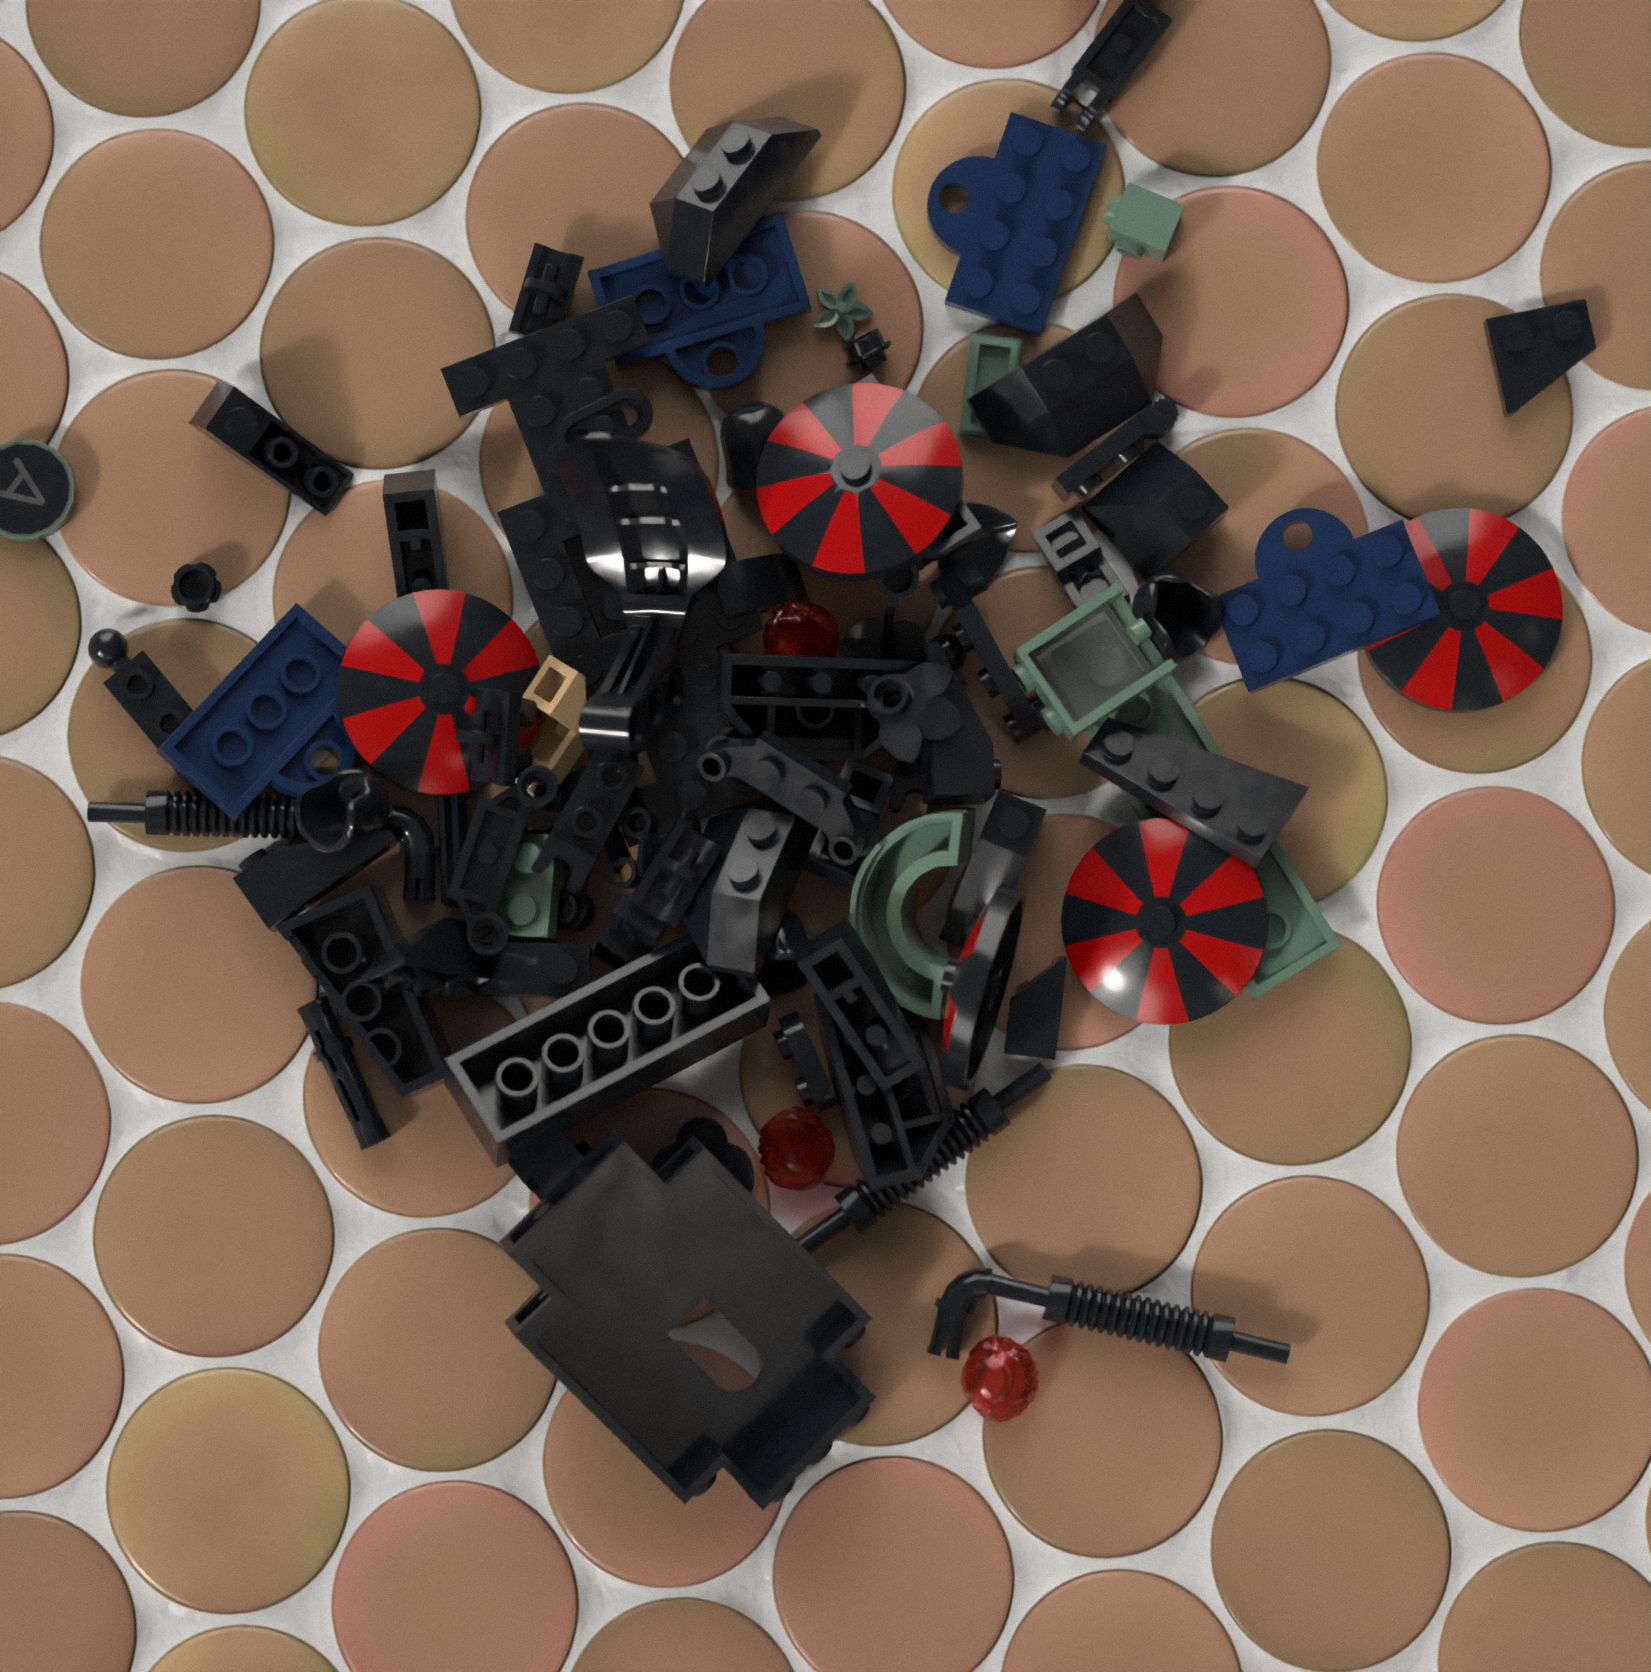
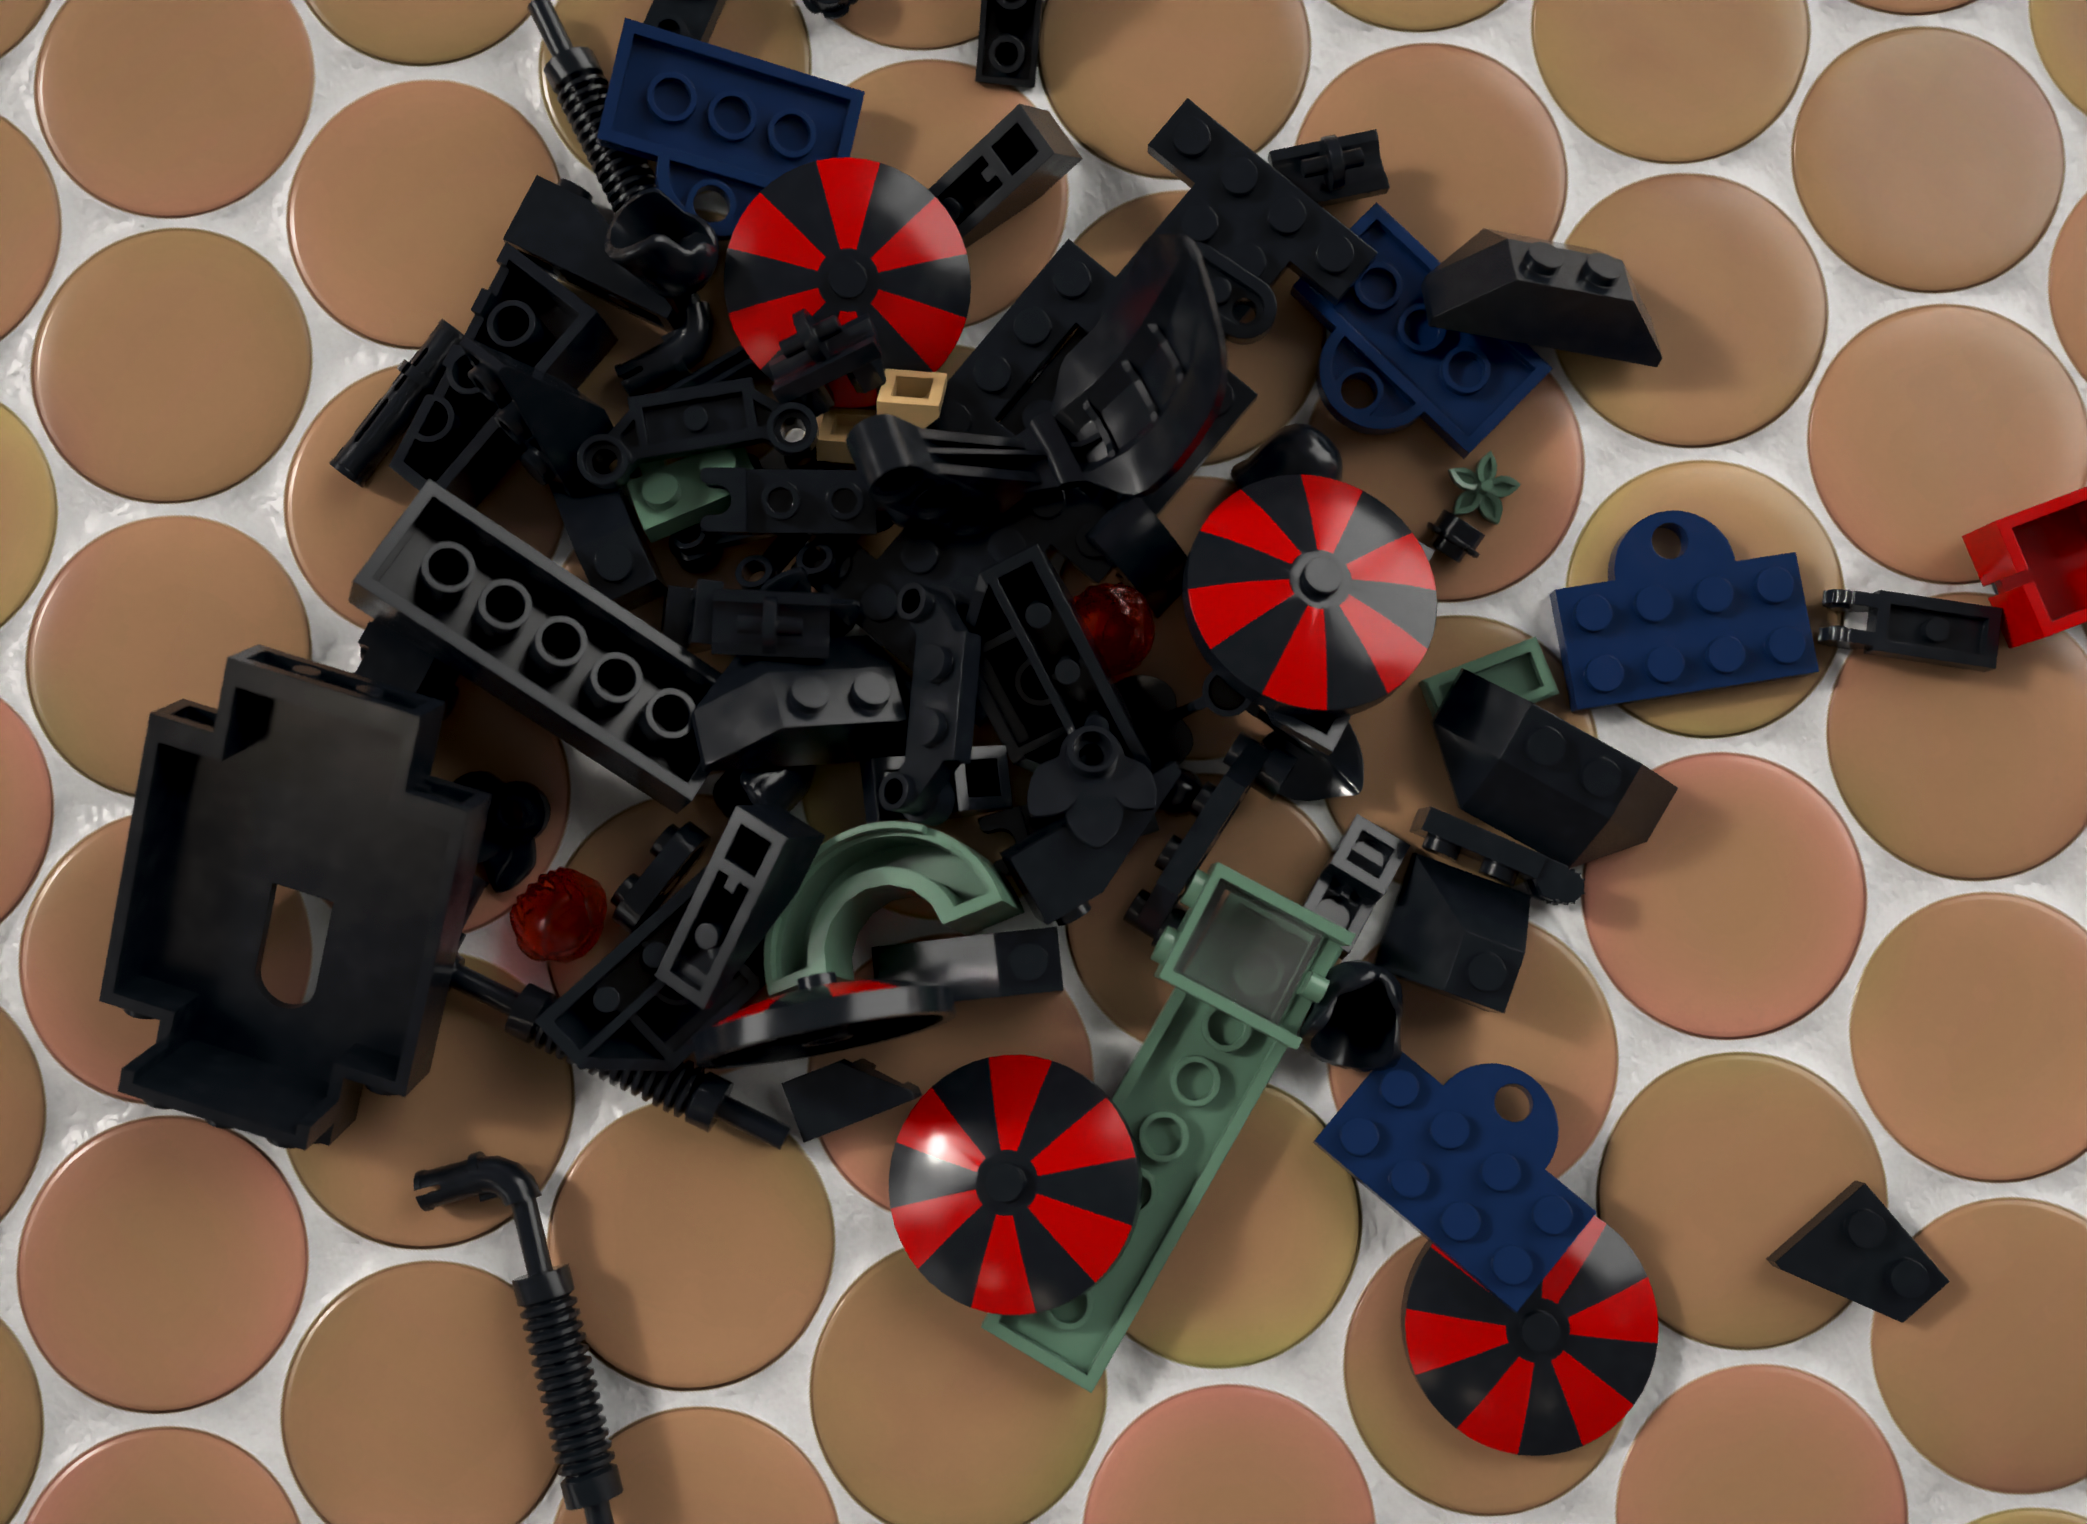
camera: 60 degrees right, 0 degrees up
(999, 1378) = (428, 1266): clear red hair -> none
(1142, 222) = (1758, 753): sand green brick -> none
(1205, 792) = (1176, 1153): black wing -> none

